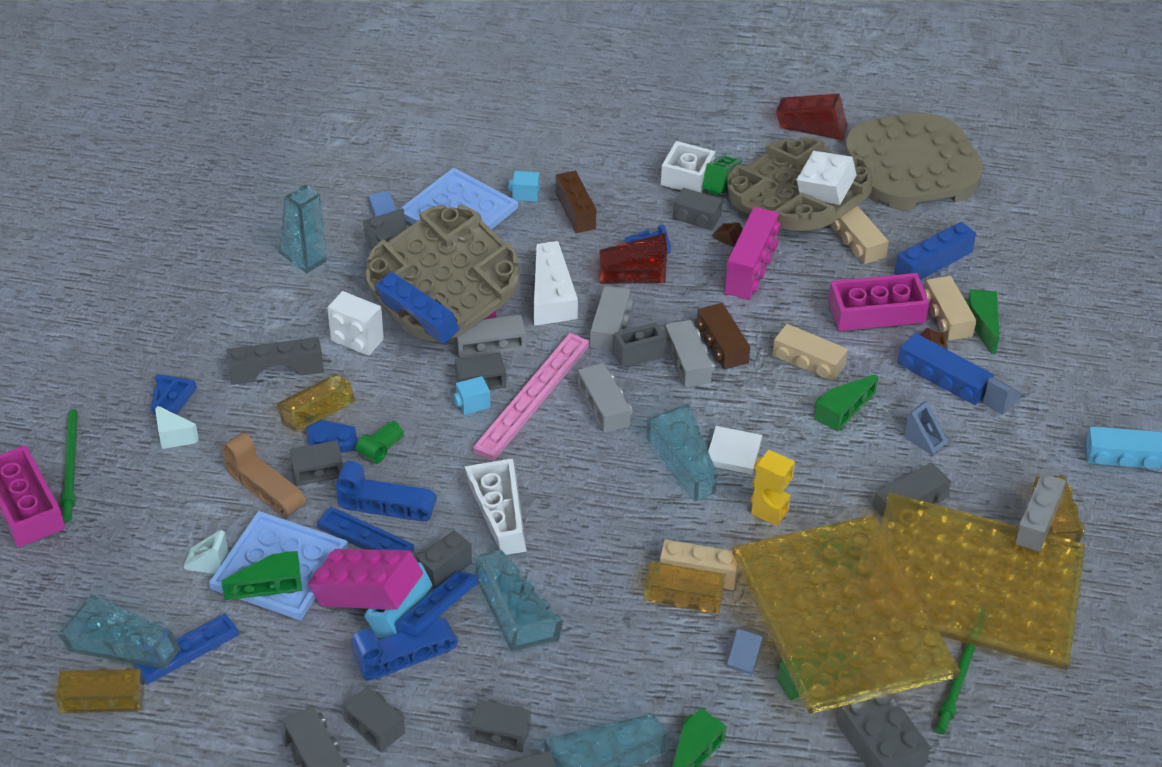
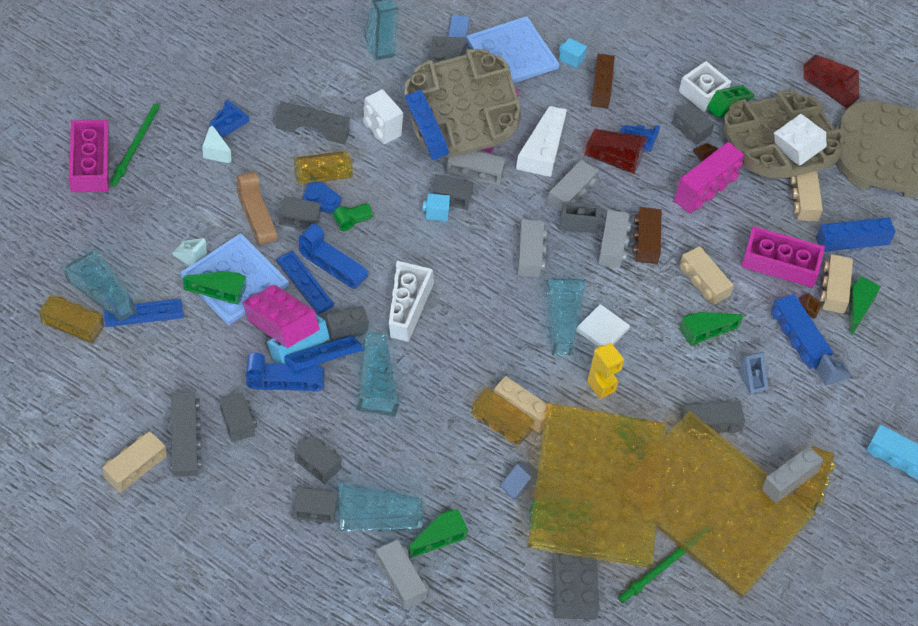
camera: 20 degrees right, 10 degrees up
(530, 397) = (481, 224): bright pink tile -> none

